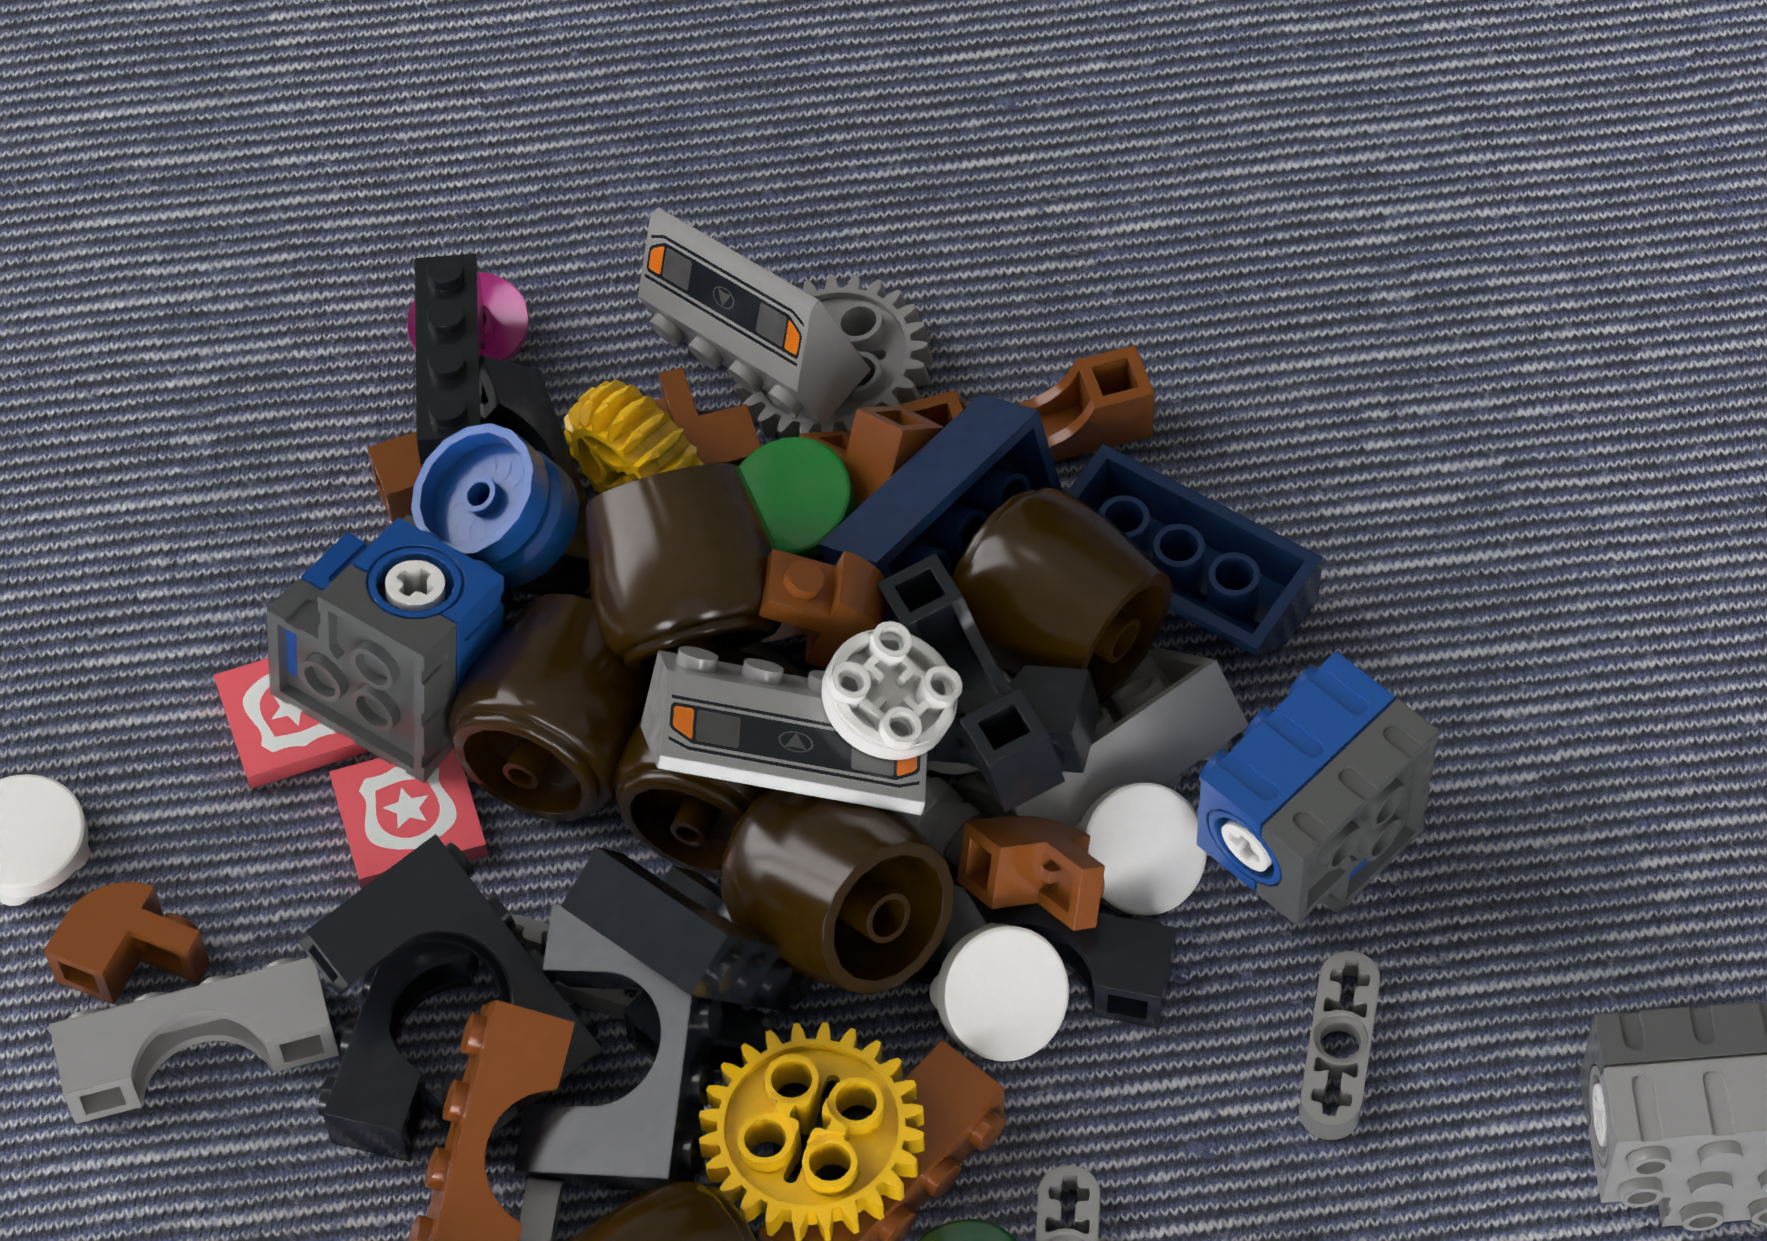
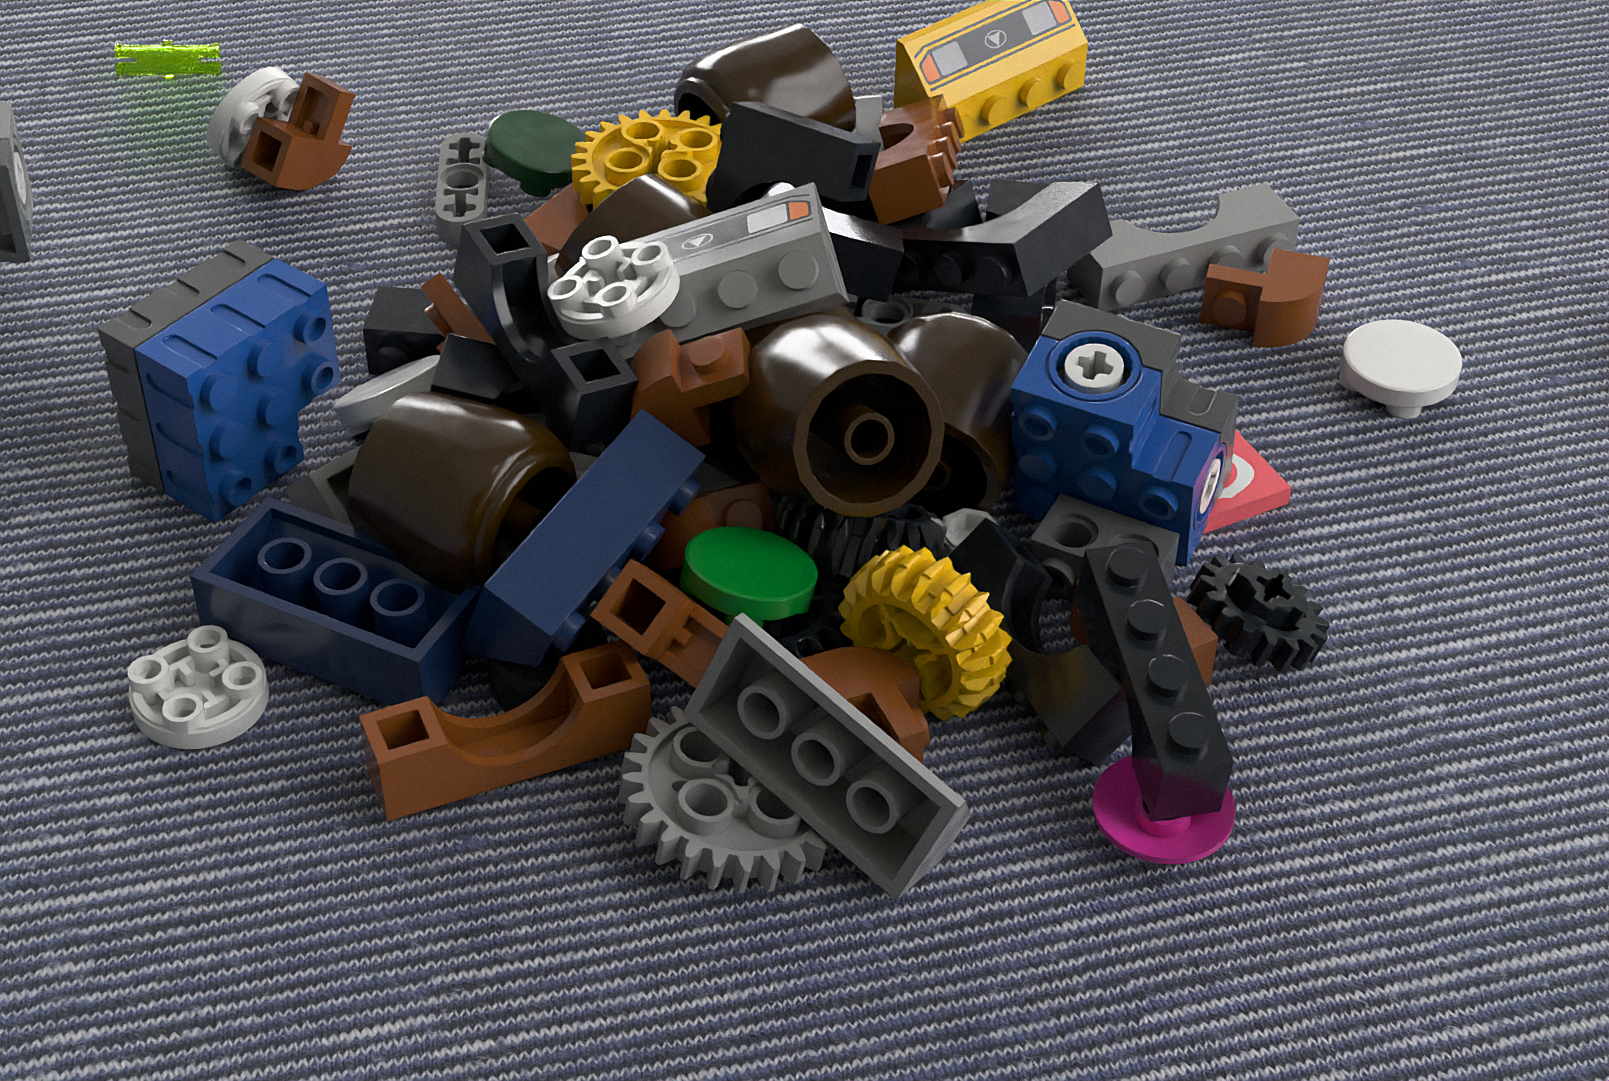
camera: 170 degrees right, 15 degrees down
(312, 499) = (1258, 612): none -> black gear
(497, 502) = (1048, 505): blue wheel -> none
(1324, 519) = (198, 690): none -> white tile

